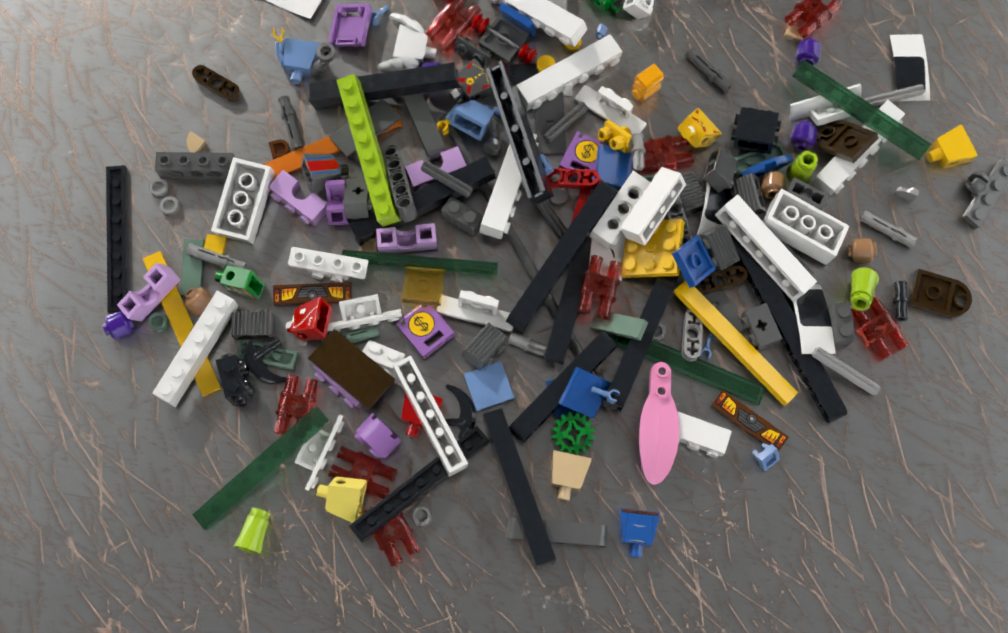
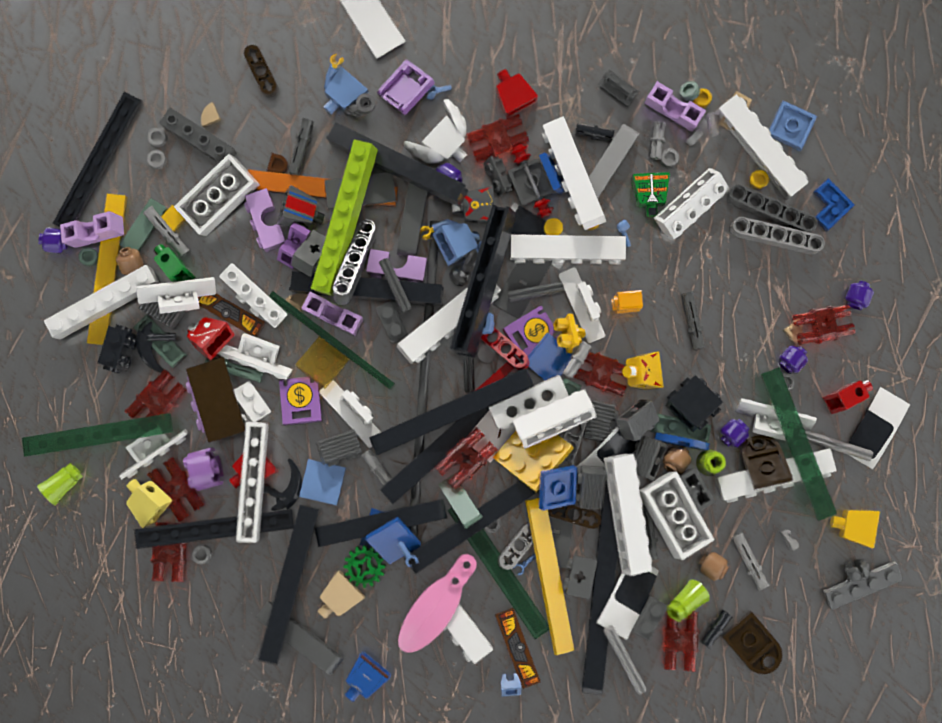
camera: 35 degrees right, 10 degrees up
(259, 301) = (176, 295): none -> white bracket
(875, 46) = (848, 396): none -> red torso

